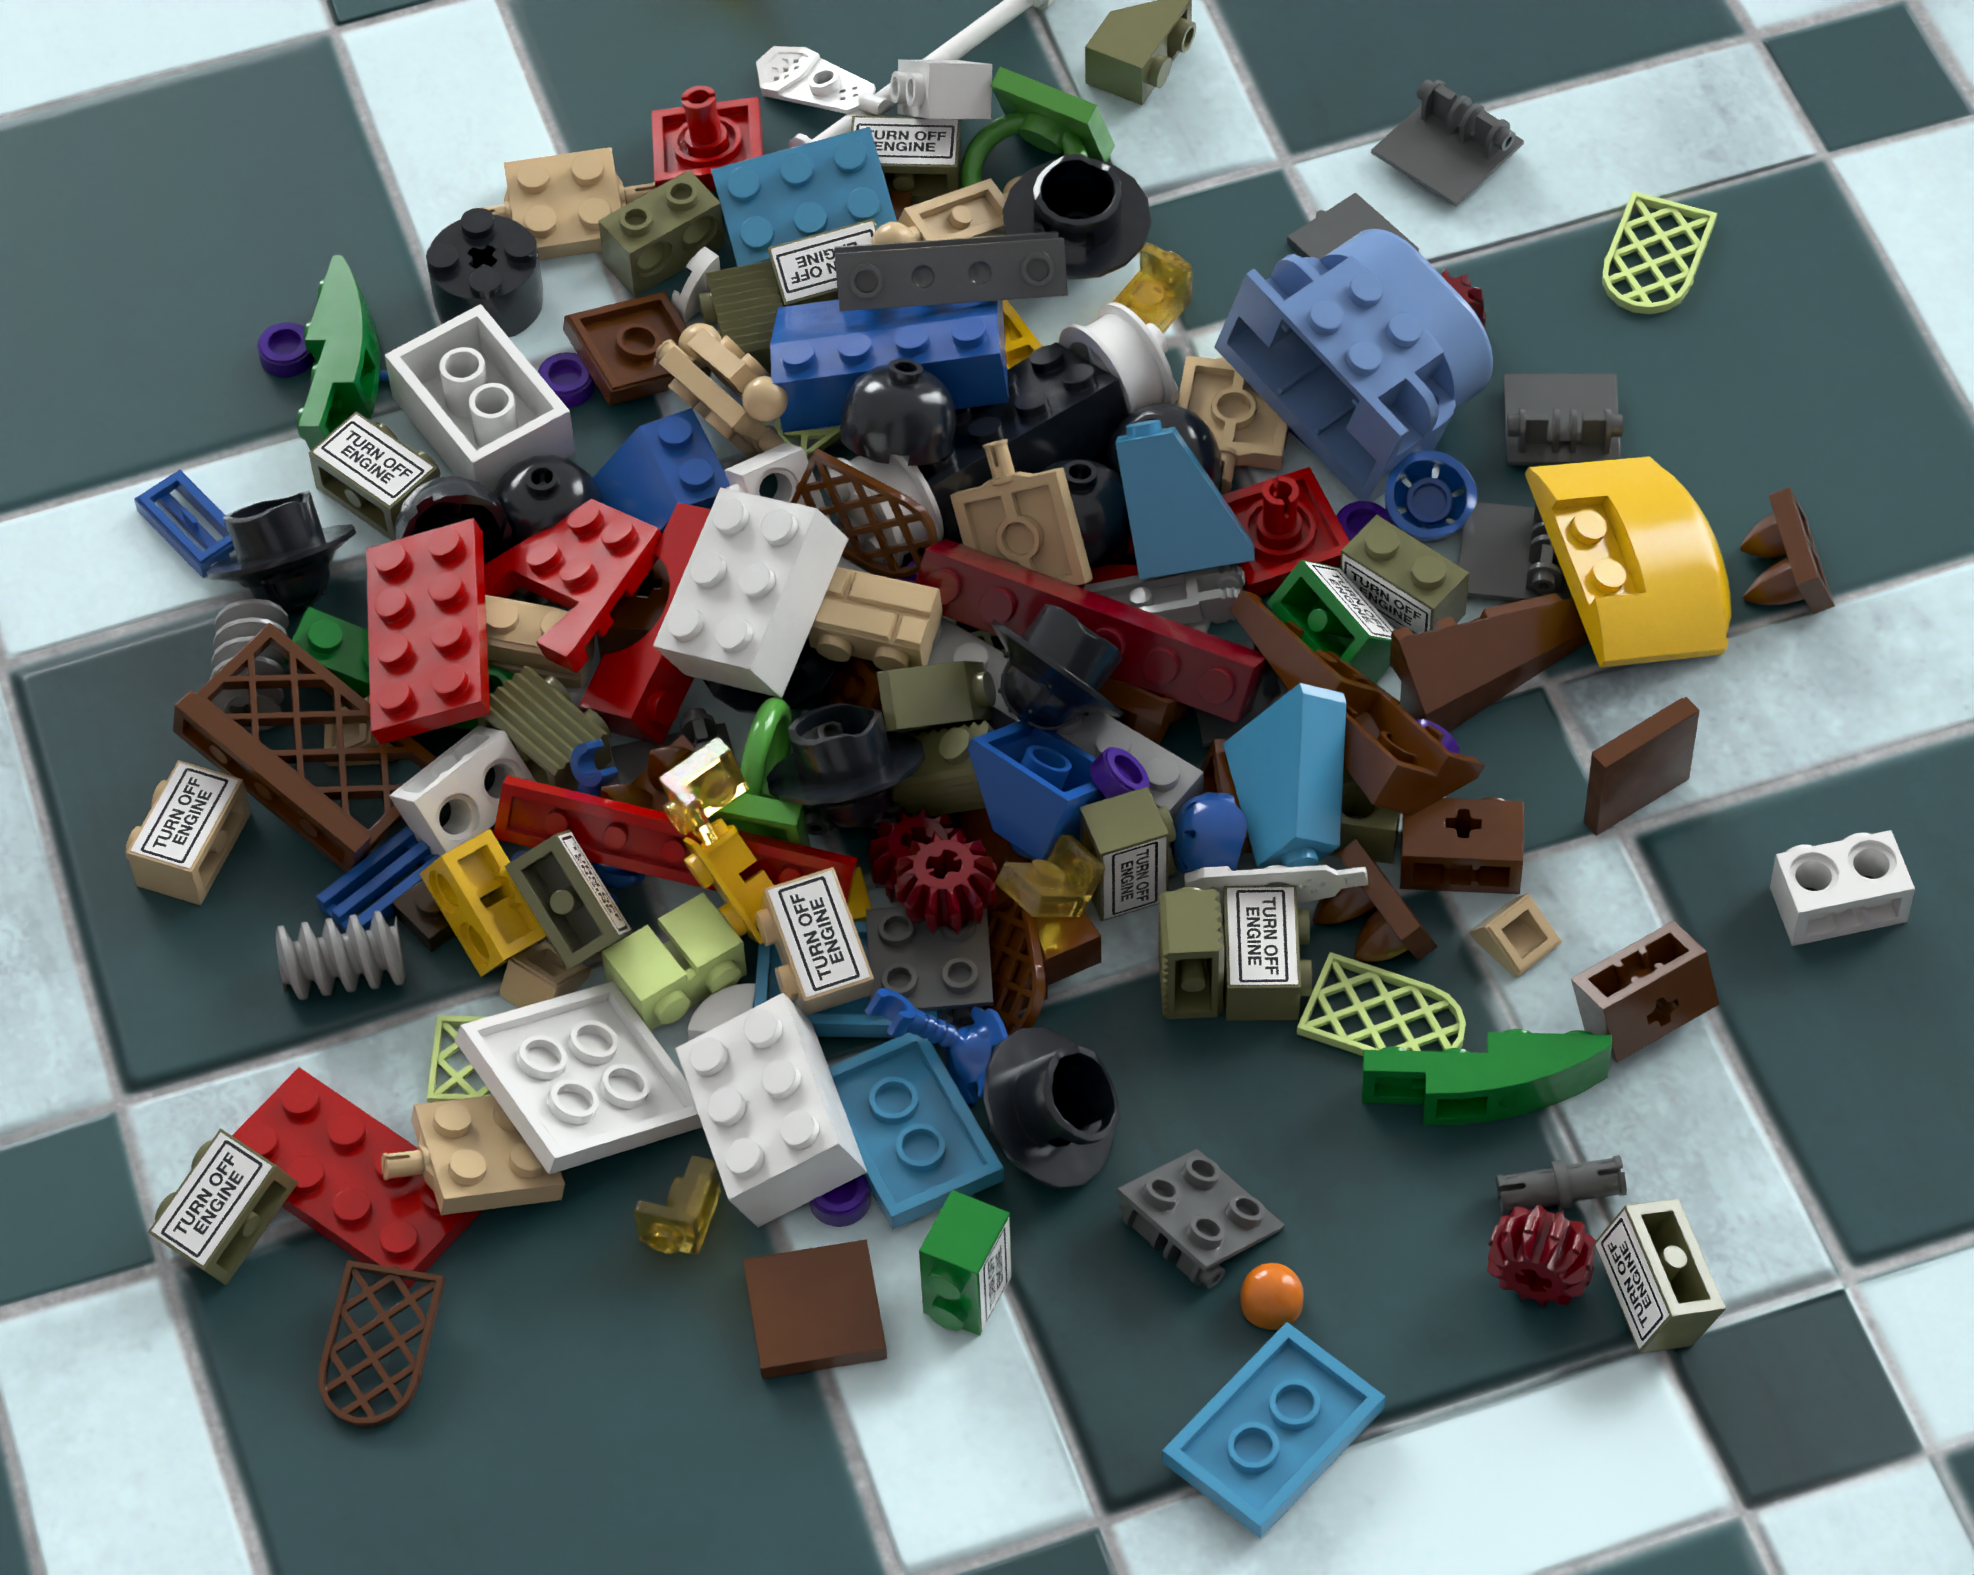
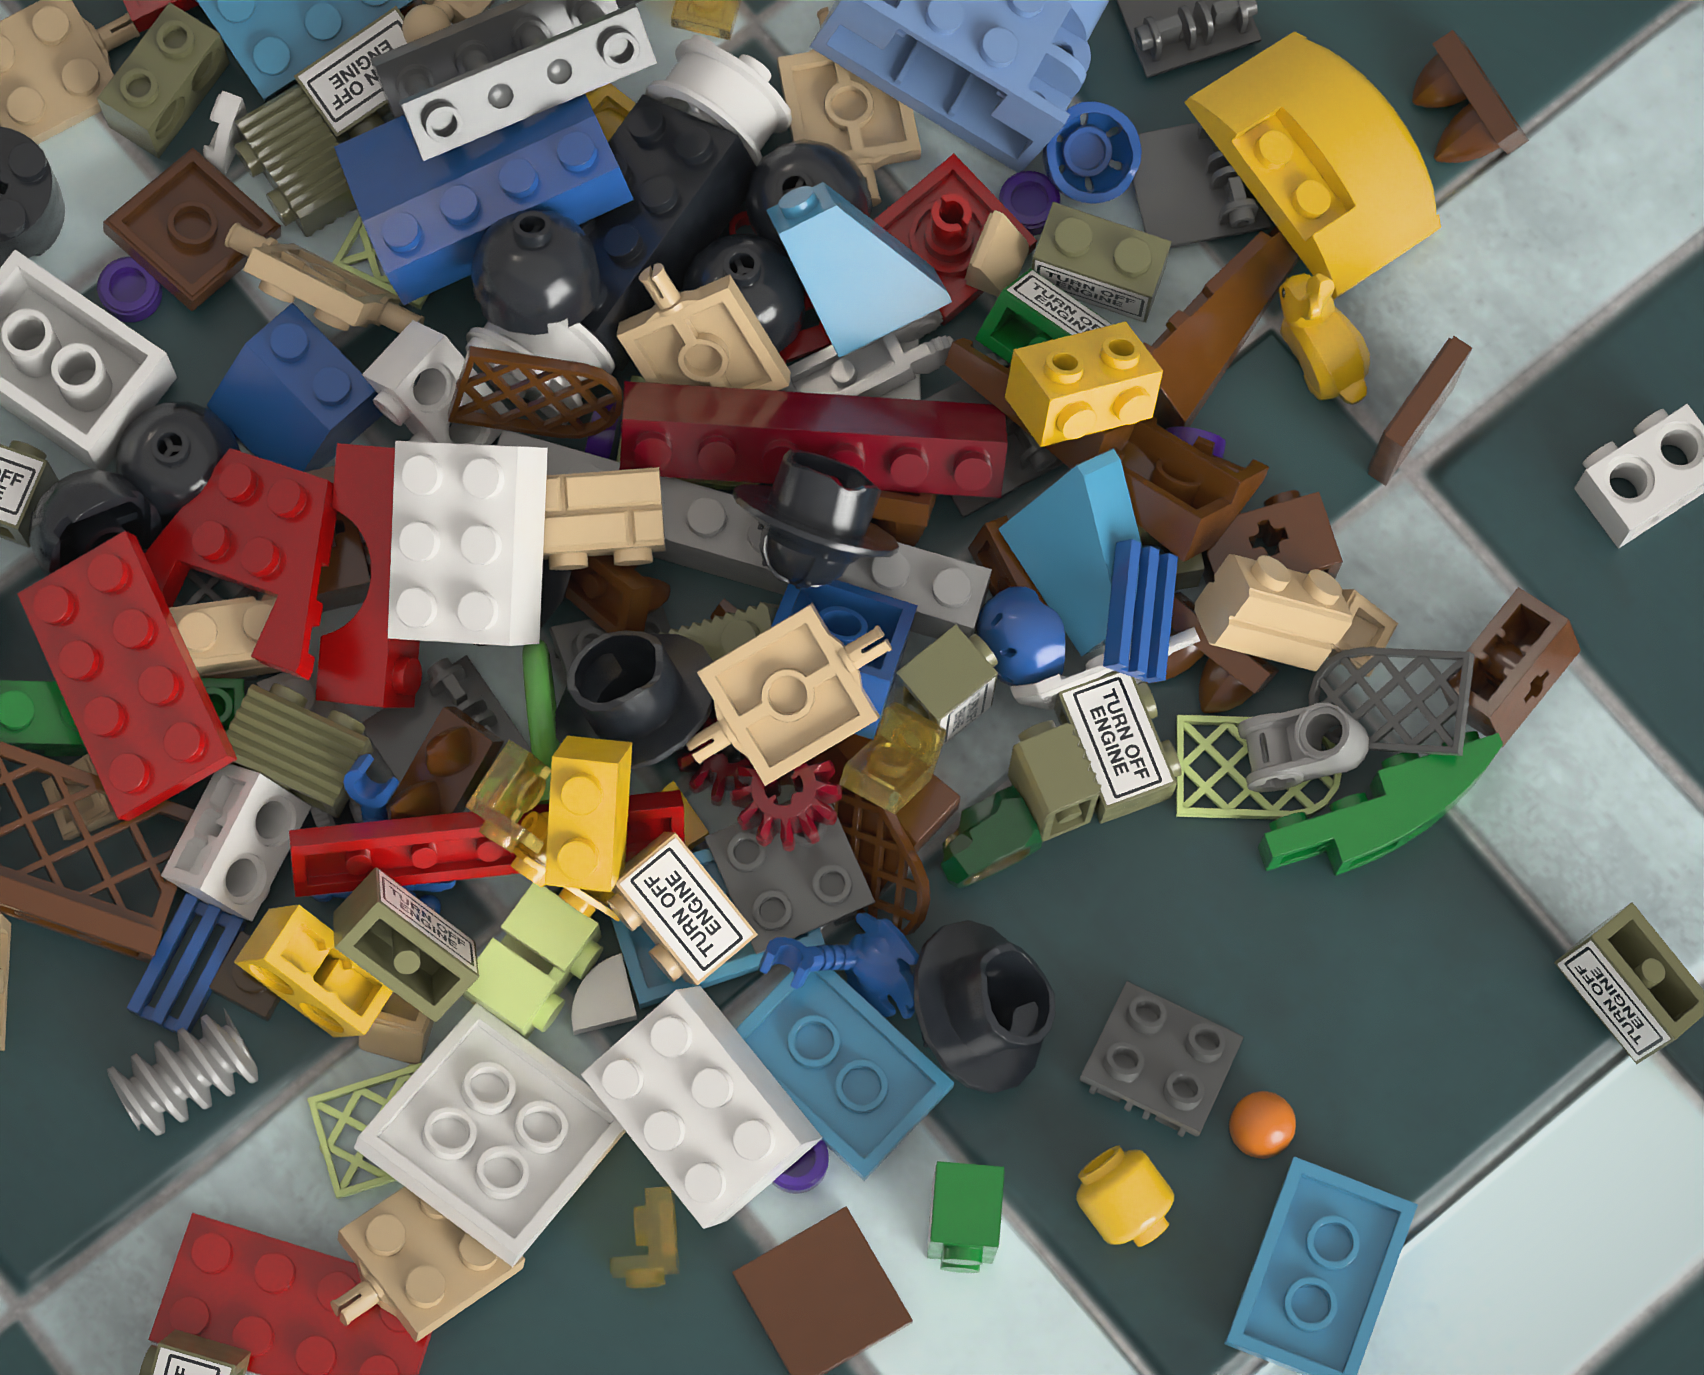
camera: 25 degrees left, 20 degrees up
(736, 370) = (339, 256): tan plate -> none
(762, 818) = (588, 813): none -> yellow brick
(936, 696) = (696, 585): olive slope -> none
(973, 780) = (788, 694): none -> tan plate
(1117, 994) = (989, 838): none -> dark green rock
(1118, 772) = (918, 615): dark purple tile -> none
(1119, 1307) = (1125, 1196): none -> yellow head
(1310, 538) = (997, 255): none -> tan slope
(1336, 634) = (1083, 384): none -> yellow brick
(1339, 795) = (1148, 613): none -> blue tile
(1431, 993) = (1288, 749): none -> light grey piece
(1443, 877) = (1273, 611): none -> tan brick
(1541, 1255) = (1515, 1000): dark red gear -> none
(1561, 1184) = (1498, 905): dark grey pin -> none
(1579, 691) = (1323, 339): none -> yellow animal
(1594, 961) = (1460, 706): none -> dark grey window

